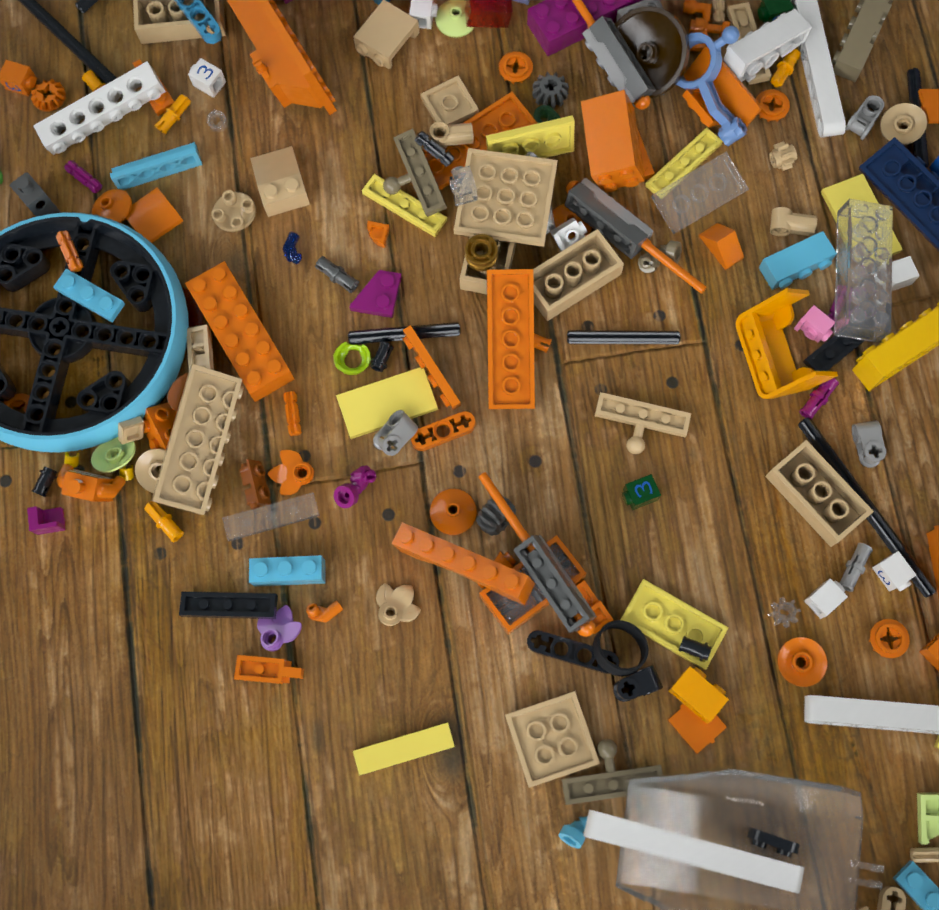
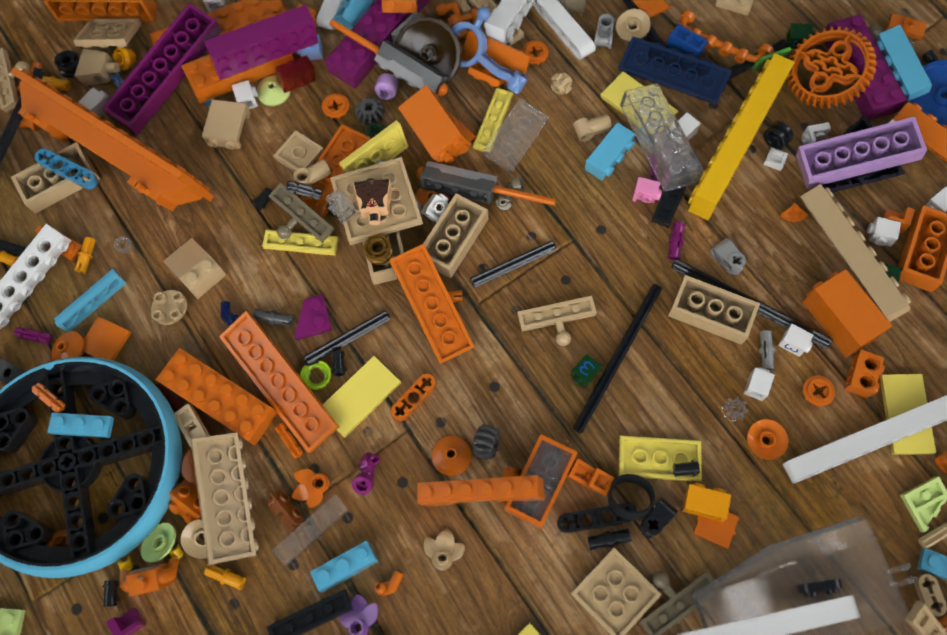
camera: 25 degrees left, 5 degrees down
(131, 430) = (164, 516): tan tile -> none
(207, 77) = (100, 216): white brick -> none
(310, 346) = (279, 382): none -> orange plate
(378, 232) = (290, 271): orange tile -> none
(386, 138) = (260, 202): none -> black pin
(396, 432) = (378, 415): light grey piece -> none
(425, 360) = (387, 358): orange plate -> none
(503, 194) = (374, 199): none -> torso
(547, 571) = (548, 464): dark grey piece -> none
(574, 680) = (609, 539): none -> black pin
(583, 70) = (386, 86): none -> lavender head
(685, 494) = (616, 359): none -> black axle
(723, 244) = (551, 164): orange slope -> none
(768, 351) = (623, 225): light orange windscreen -> none
(785, 68) = (531, 23): light orange axle -> none

